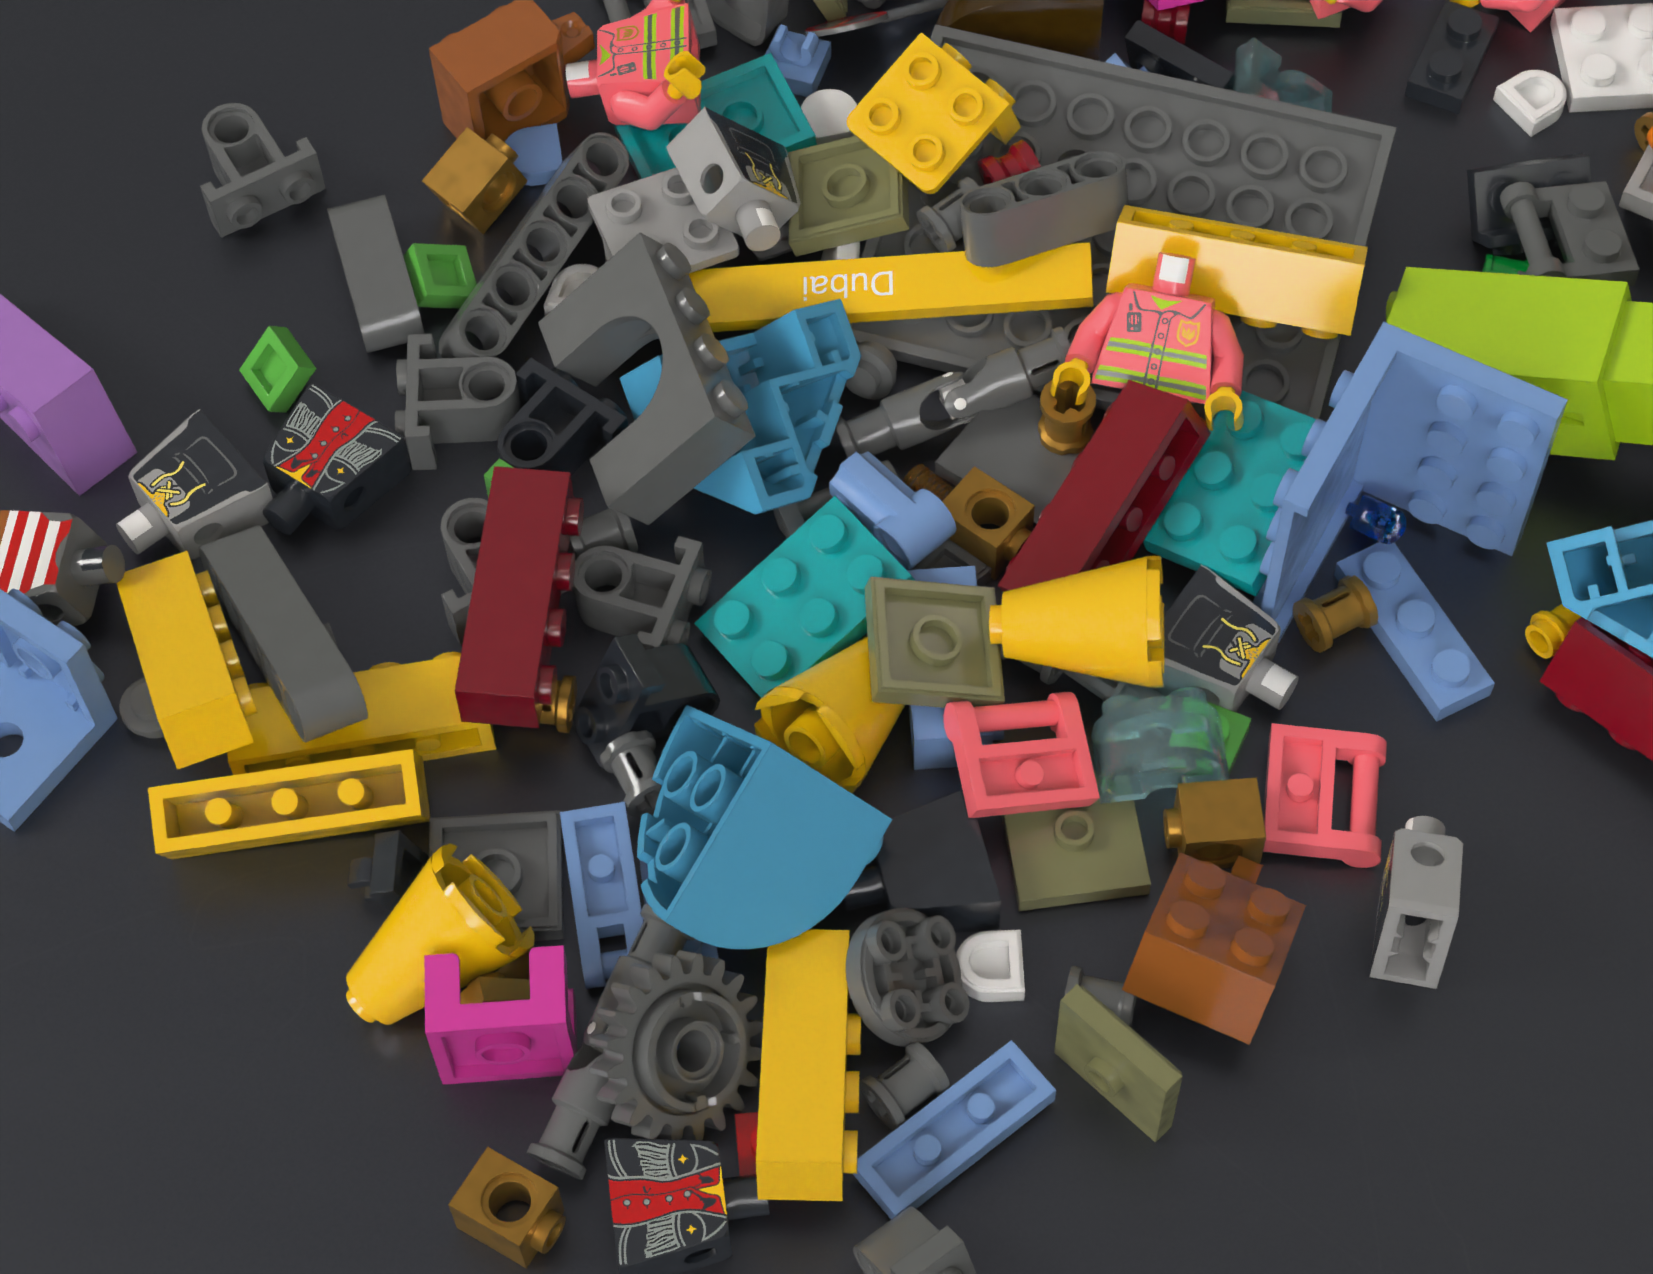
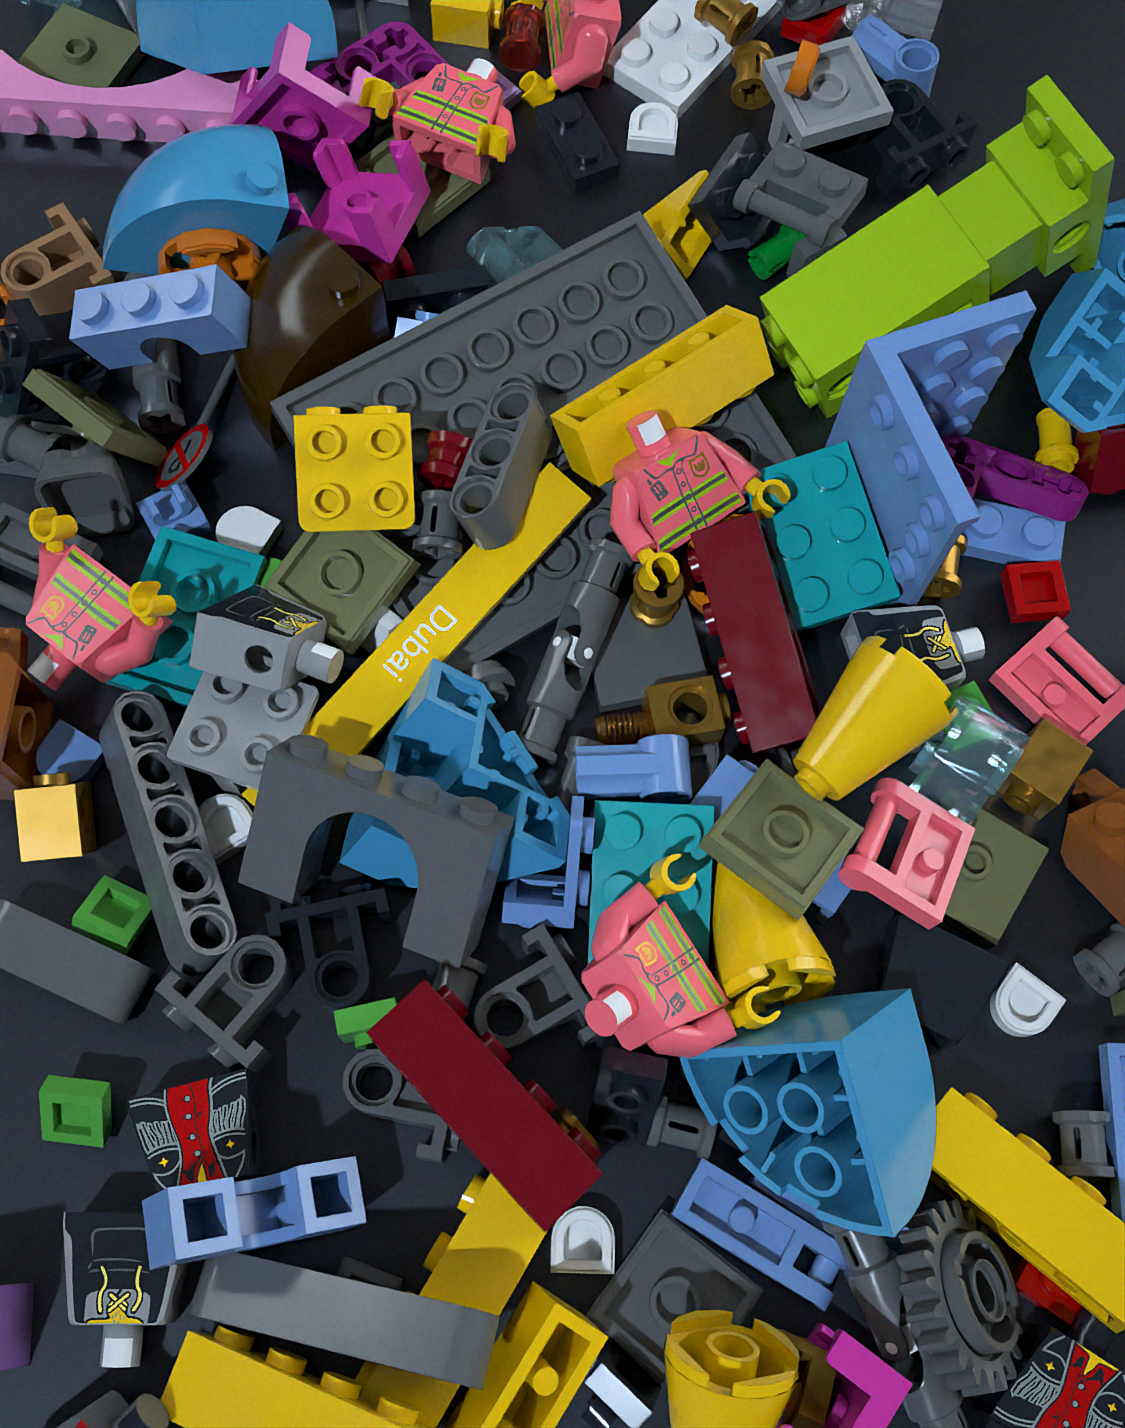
camera: 55 degrees left, 10 degrees up
(272, 488) = (251, 1214): none -> medium blue arch
(484, 778) = (583, 1243): none -> white tile
(722, 629) = (652, 980): none -> coral torso
(743, 546) = (553, 898): none -> medium blue bracket
(906, 976) = (1013, 1076): dark grey tile -> none
(1391, 707) = (1035, 591): none -> red plate
(1439, 193) = (678, 227): none -> yellow slope
(1499, 644) = (1016, 479): none -> magenta beam

